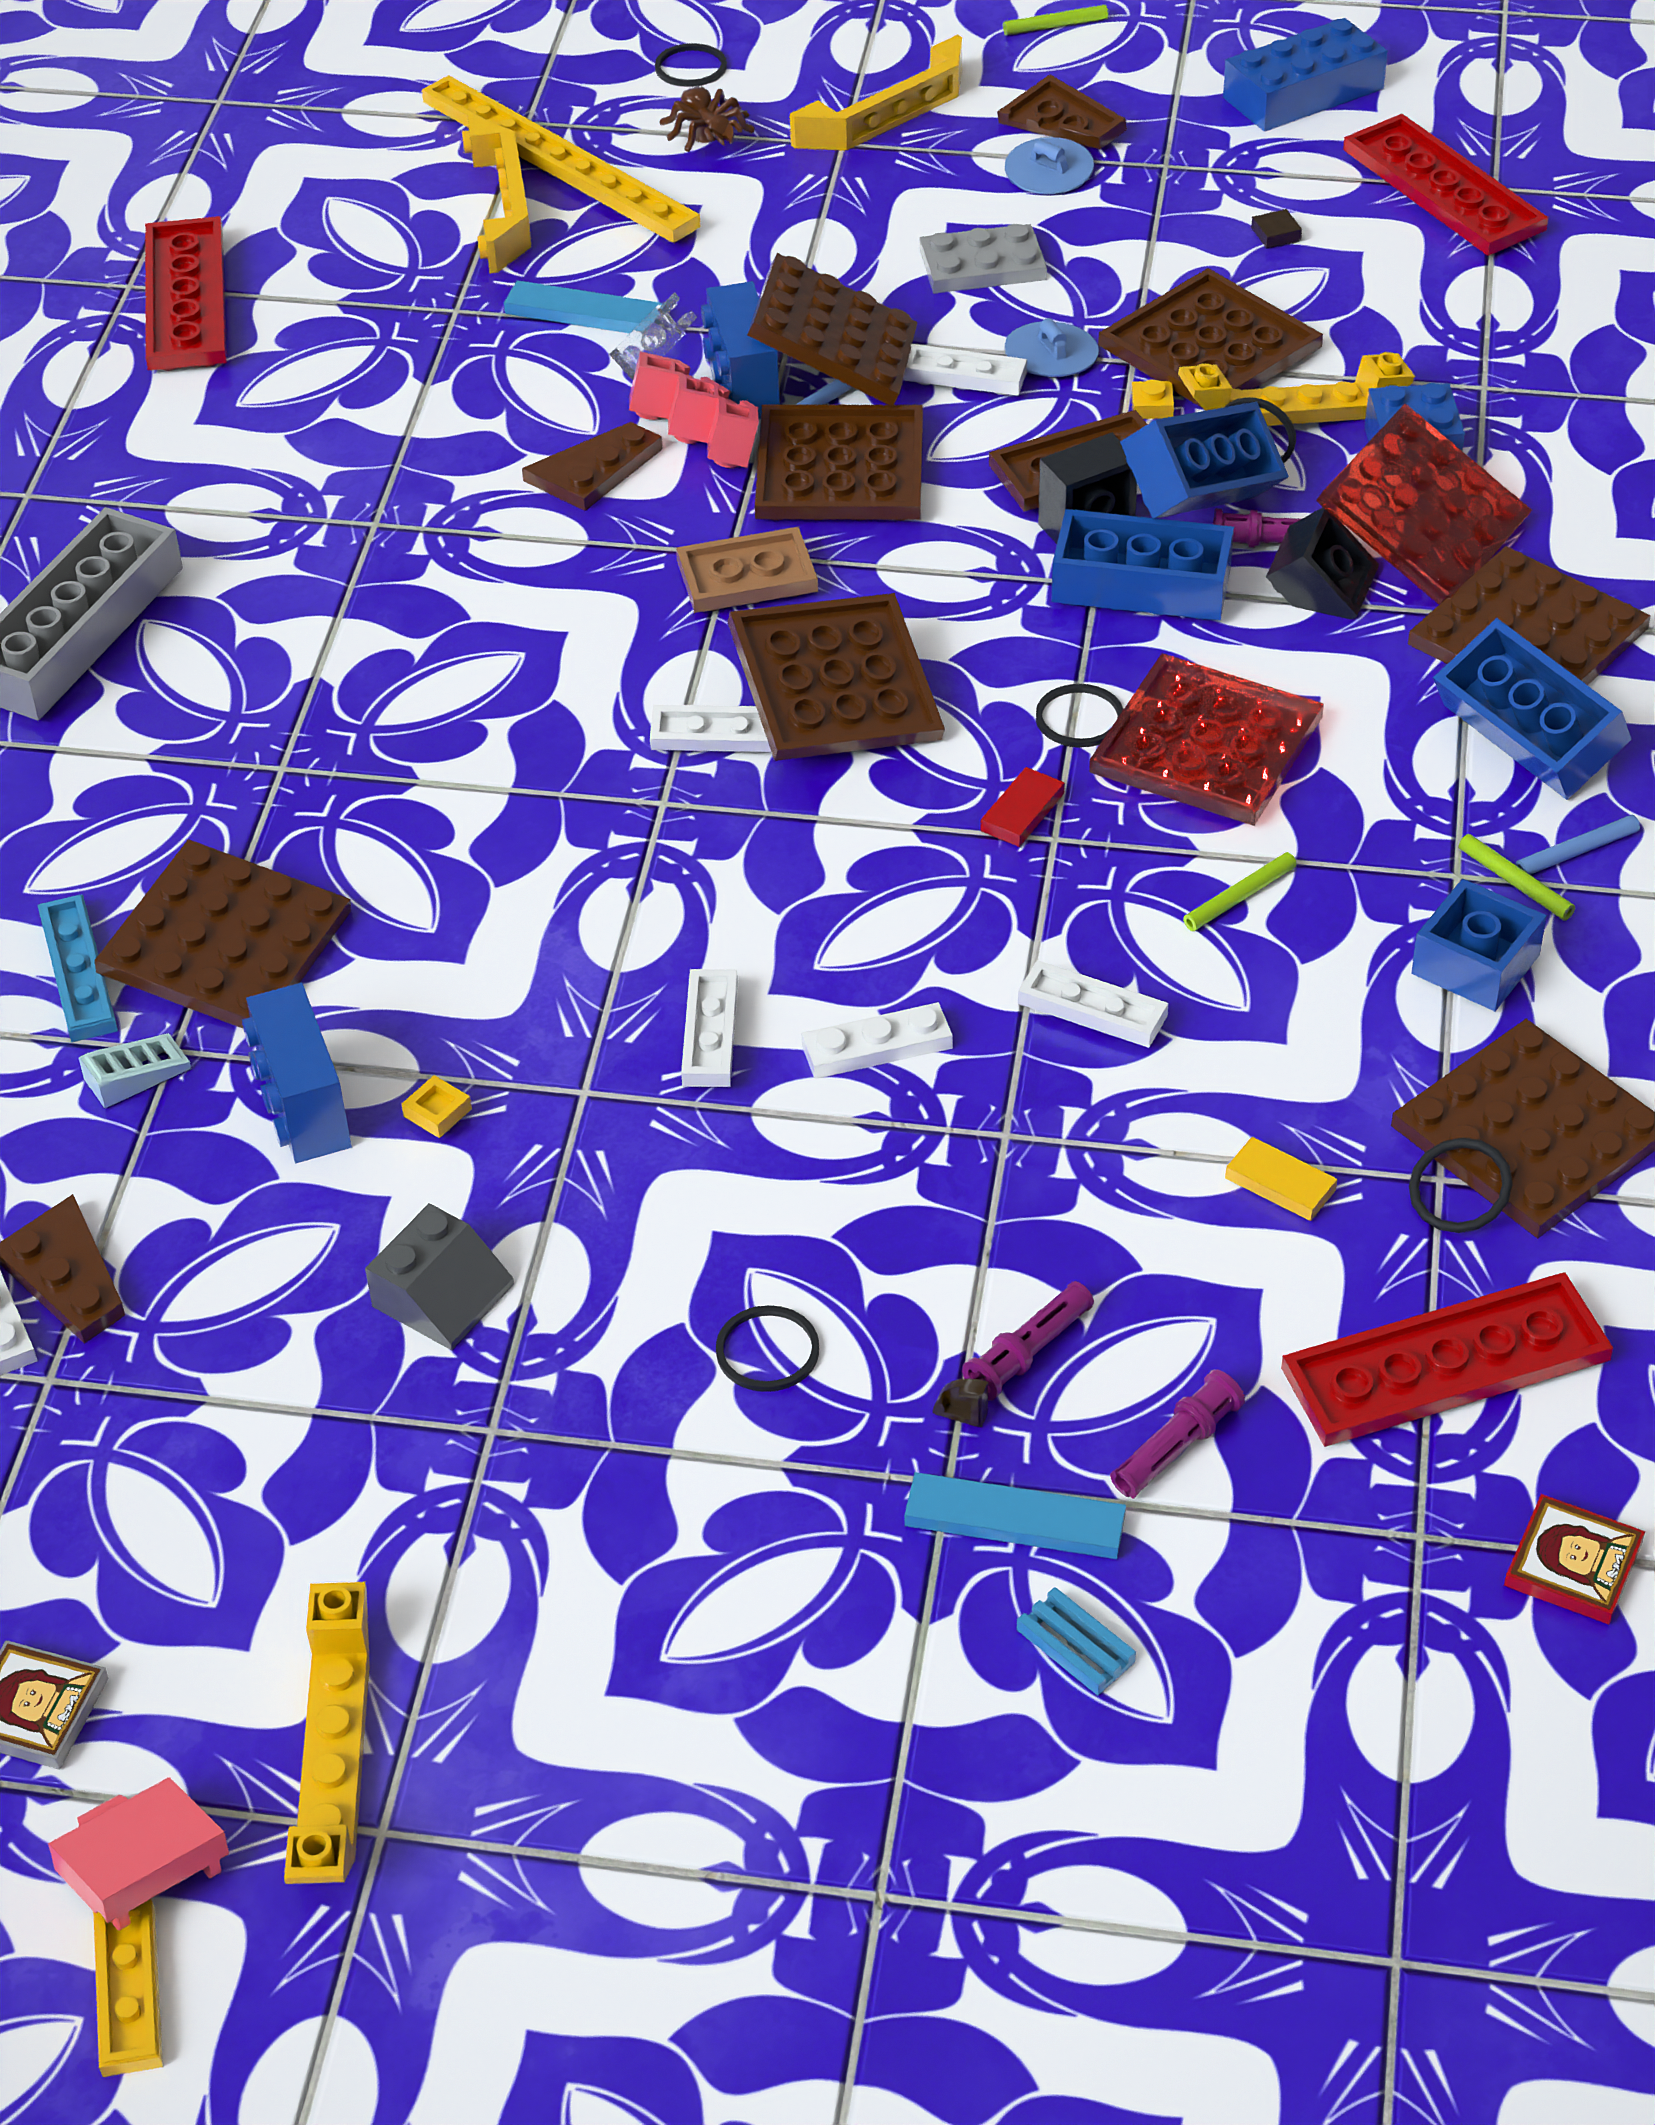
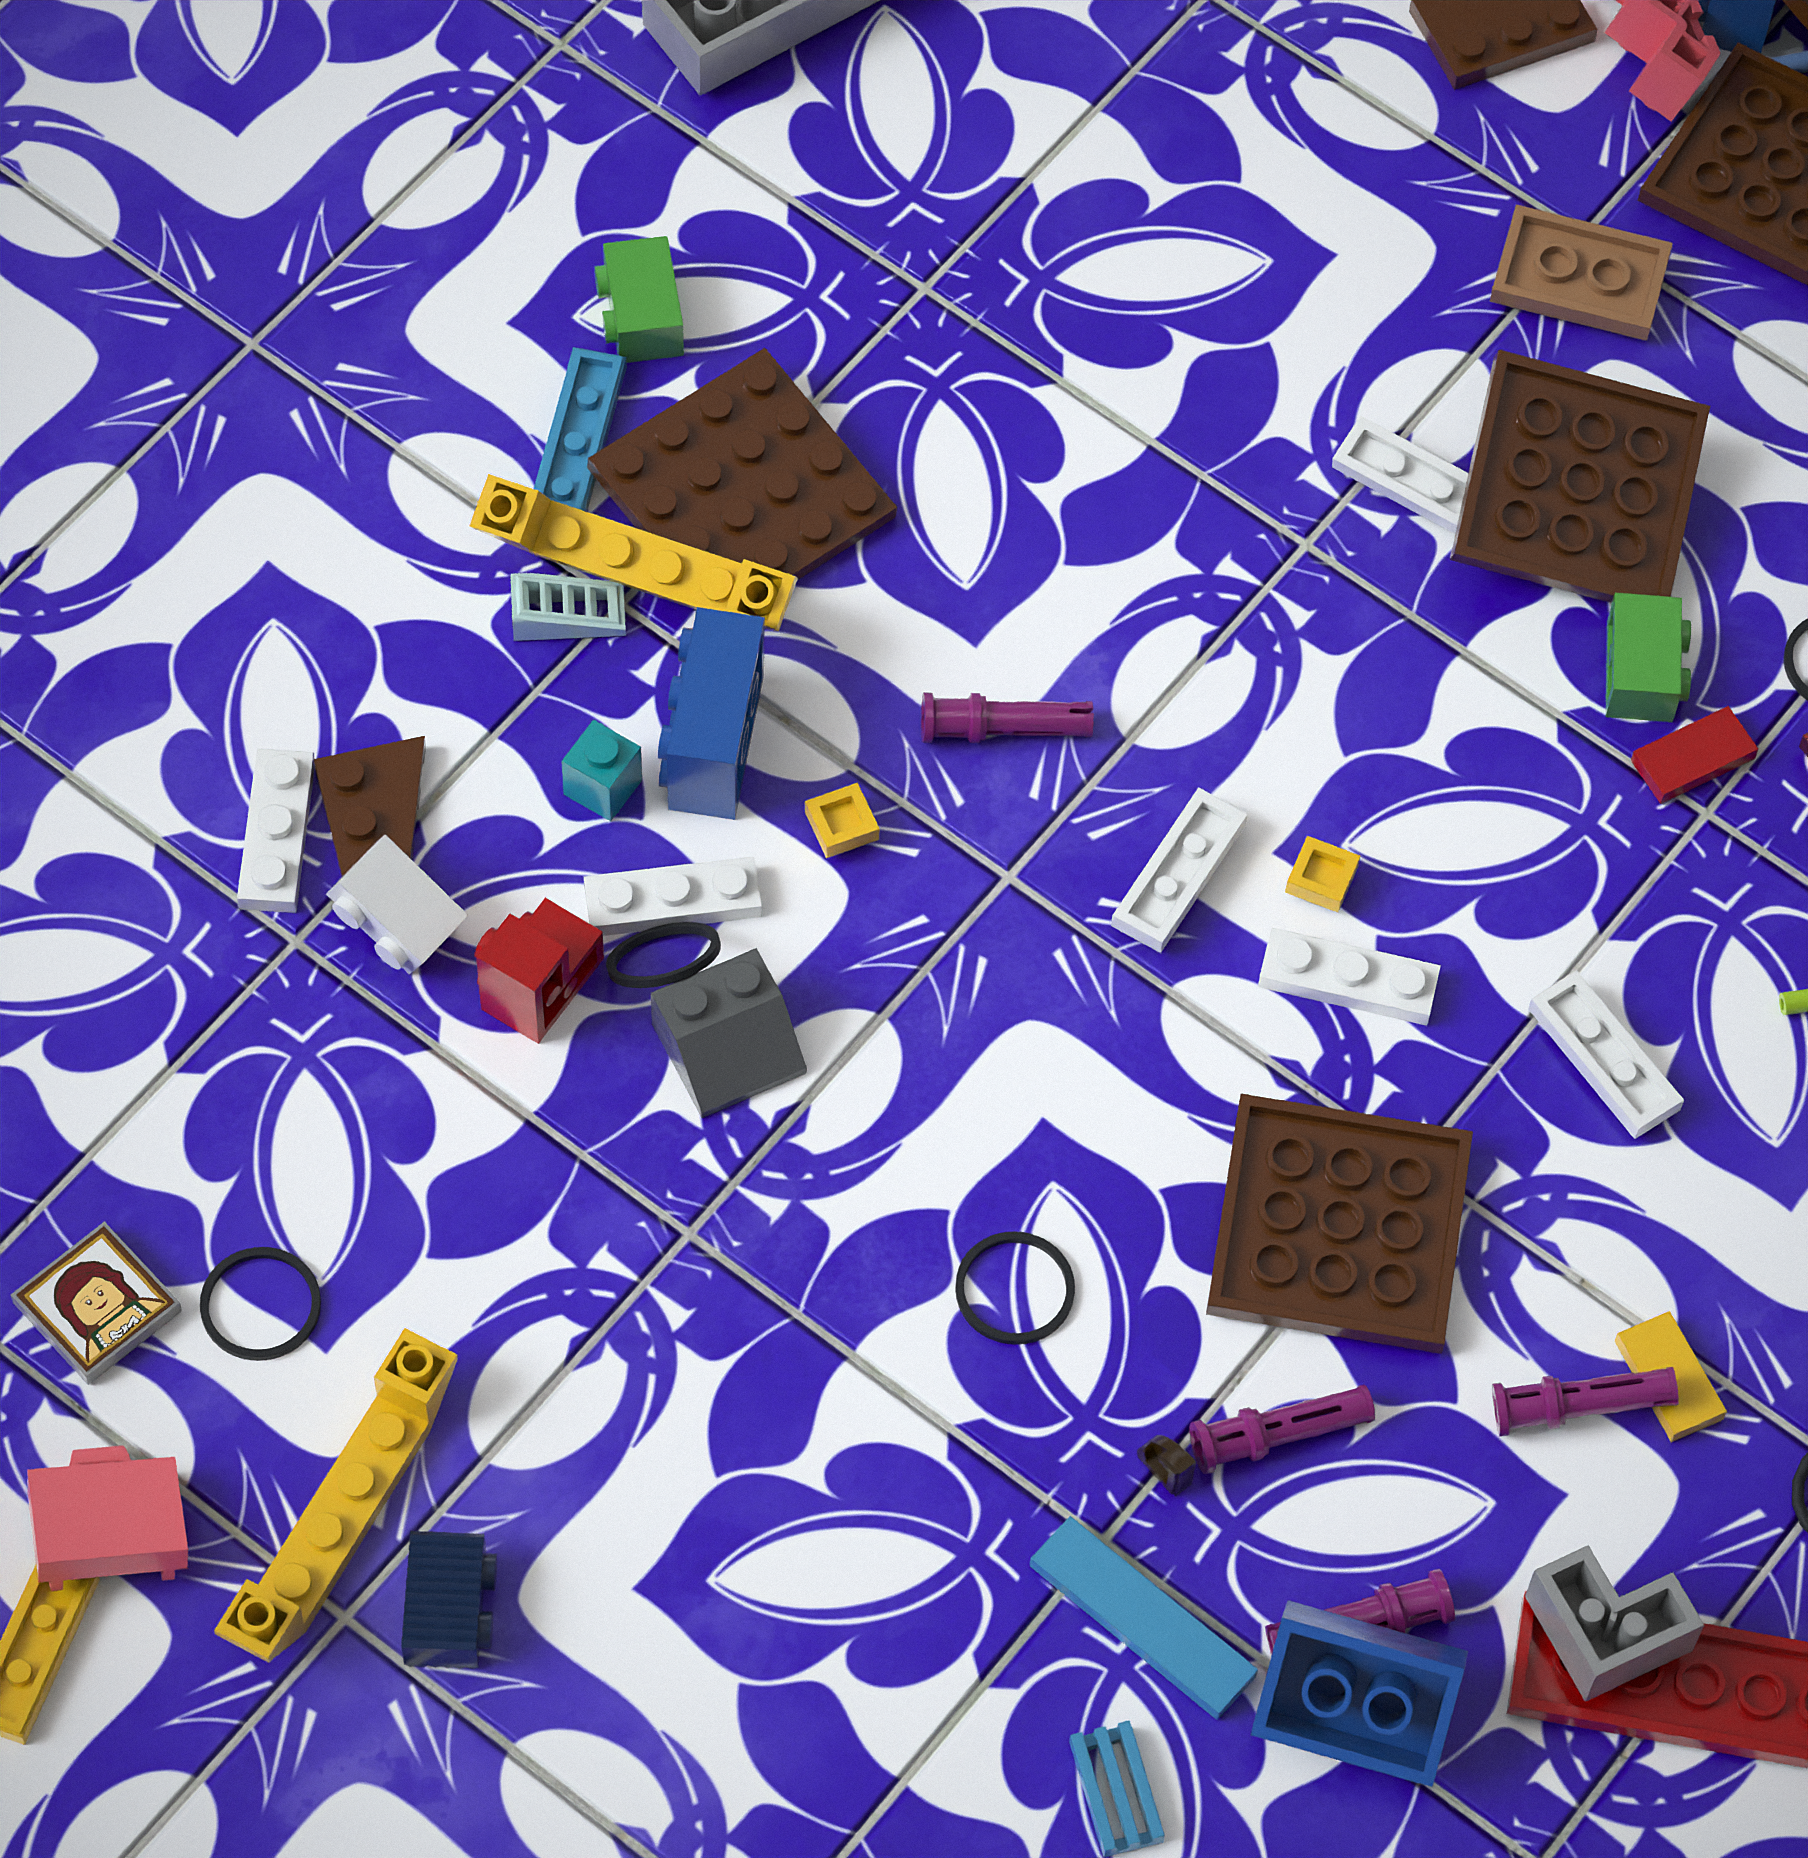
camera: 25 degrees right, 15 degrees up
(73, 852) = (642, 299): none -> bright green brick
(121, 1306) = (395, 906): none -> white brick
(162, 1008) = (629, 554): none -> yellow slope
(184, 1681) = (256, 1253): none -> black piece
(230, 1152) = (602, 770): none -> teal brick
(259, 1301) = (536, 967): none -> red brick
(335, 1214) = (673, 895): none -> white plate
(392, 1231) = (669, 977): none -> black piece
(461, 1770) = (446, 1599): none -> dark blue brick
(498, 998) = (976, 718): none -> magenta pin
(815, 984) = (1322, 874): none -> yellow plate
(949, 762) = (1646, 657): none -> bright green brick
(980, 1192) = (1340, 1223): none -> reddish brown plate
(1215, 1227) = (1556, 1401): none -> magenta pin
(1217, 1472) = (1359, 1693): none -> blue brick
(1359, 1341) = (1608, 1636): none -> light grey brick

